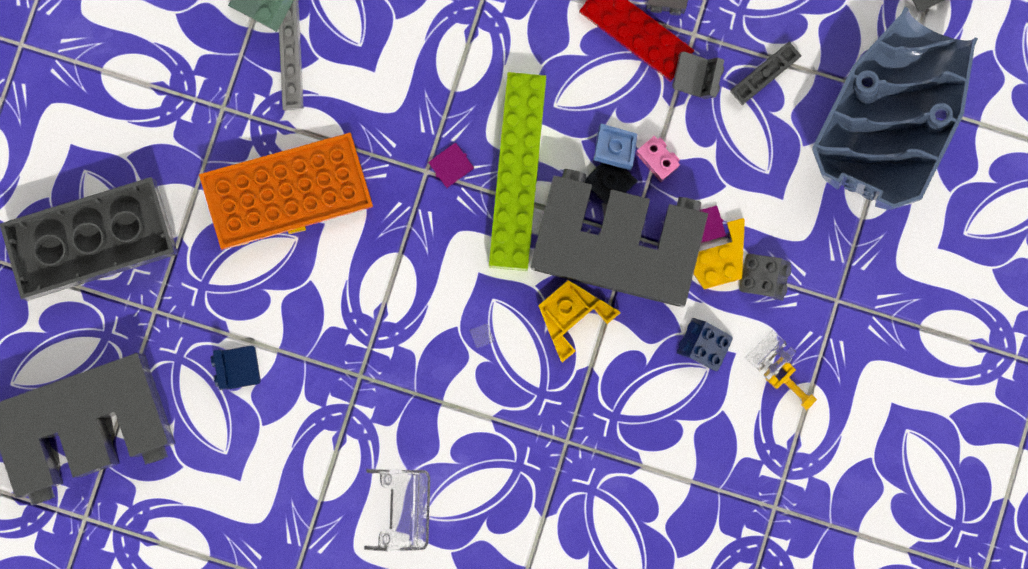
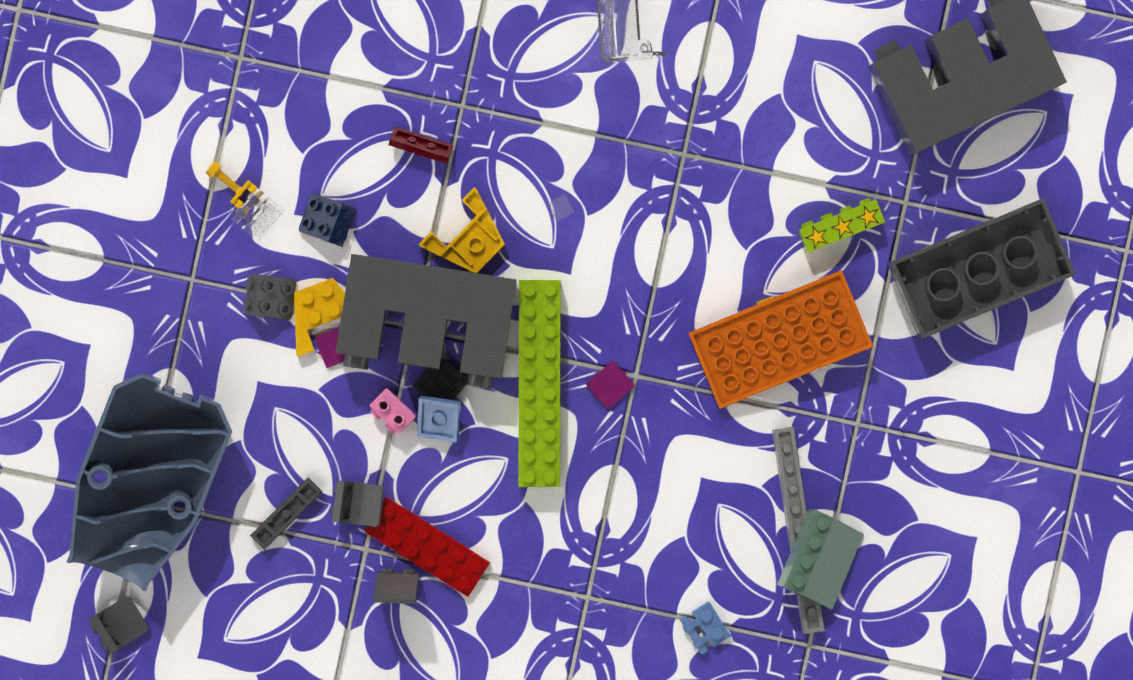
camera: 175 degrees right, 5 degrees up
(217, 293) = (840, 226): none -> lime brick
(236, 368) = (813, 150): dark blue bracket -> none
(609, 407) = (421, 145): none -> dark red plate

